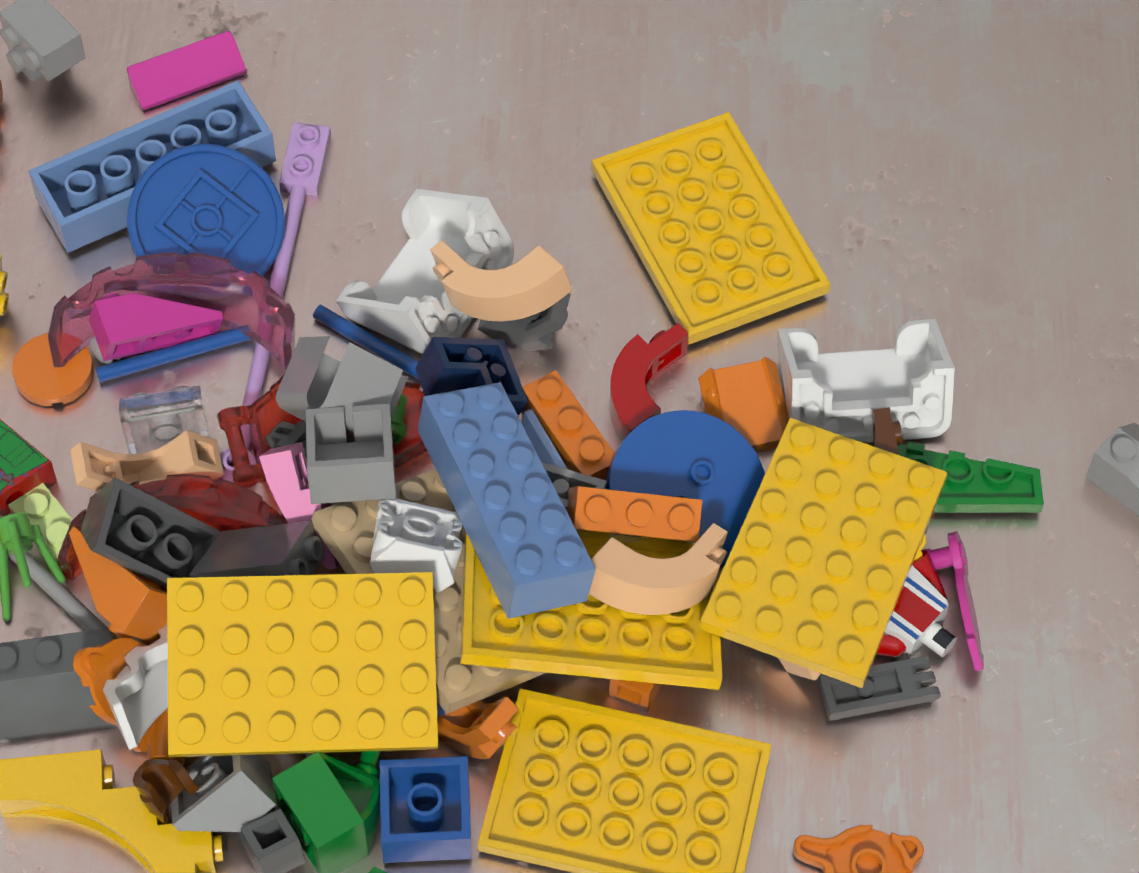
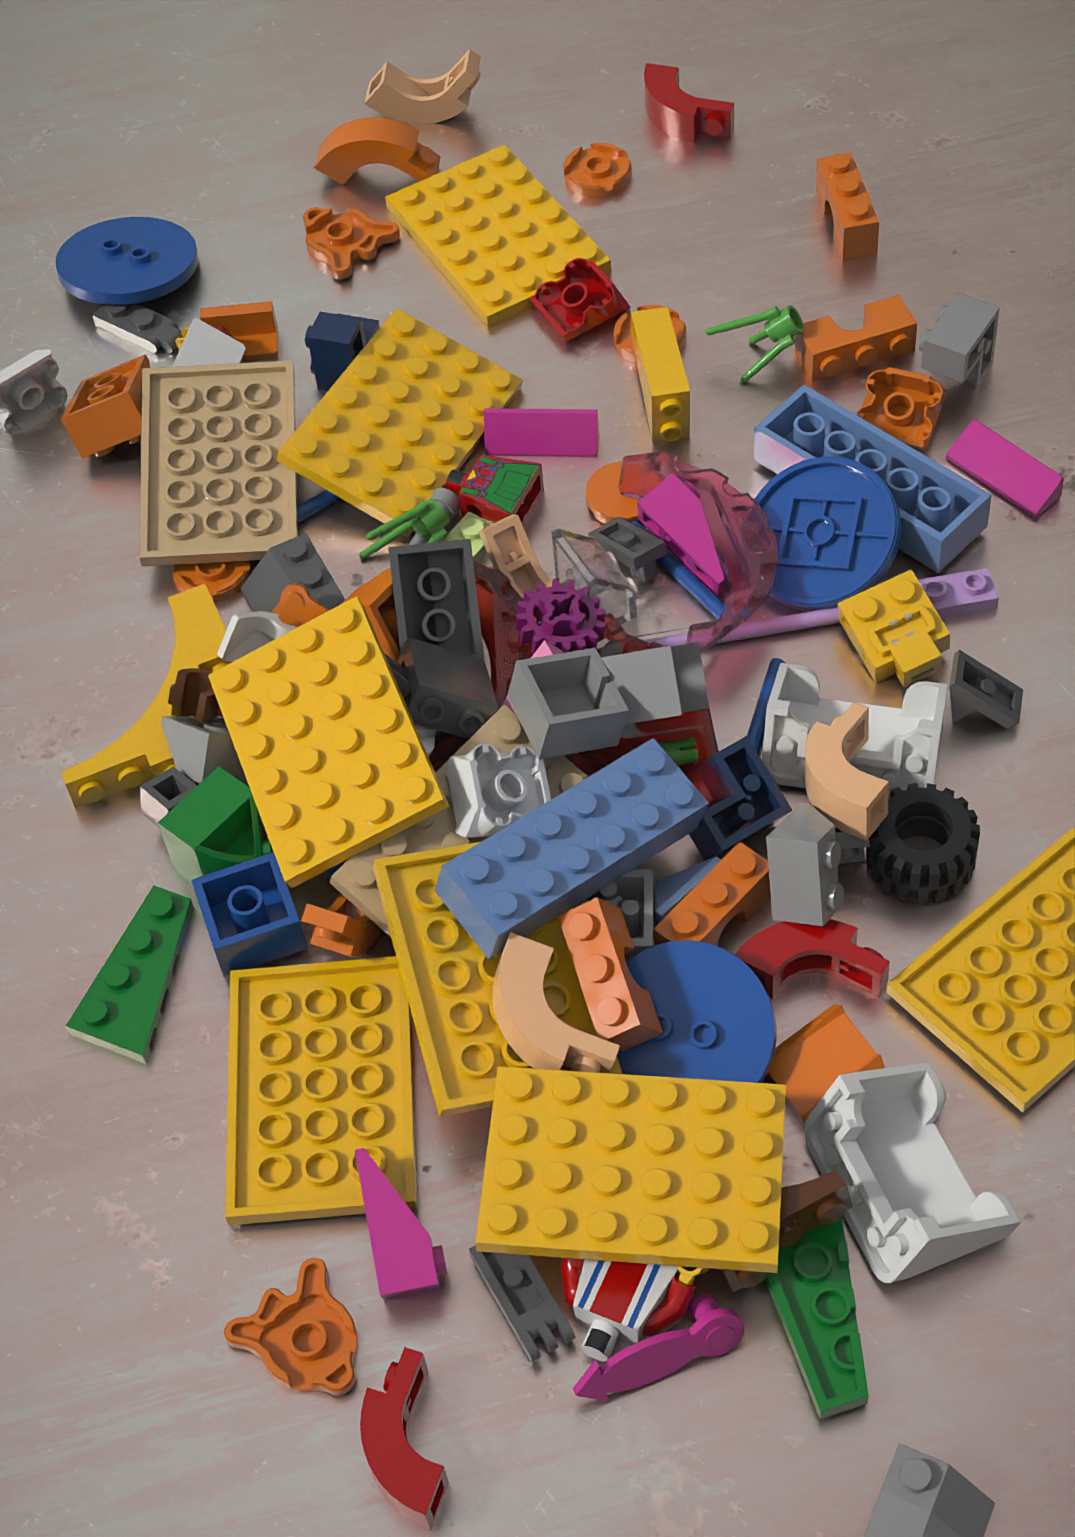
camera: 80 degrees right, 5 degrees down
(74, 116) = (903, 405): none -> orange slope
(135, 374) = (631, 547): none -> dark grey hinge
(223, 445) = (560, 617): none -> magenta gear
(337, 207) = (896, 629): none -> yellow piece
(430, 170) = (984, 690): none -> dark grey slope
(577, 341) = (804, 868): none -> light grey slope
(578, 241) = (917, 871): none -> black tyre
(814, 763) = (399, 1242): none -> dark pink slope
(986, 821) = (403, 1476): none -> red arch

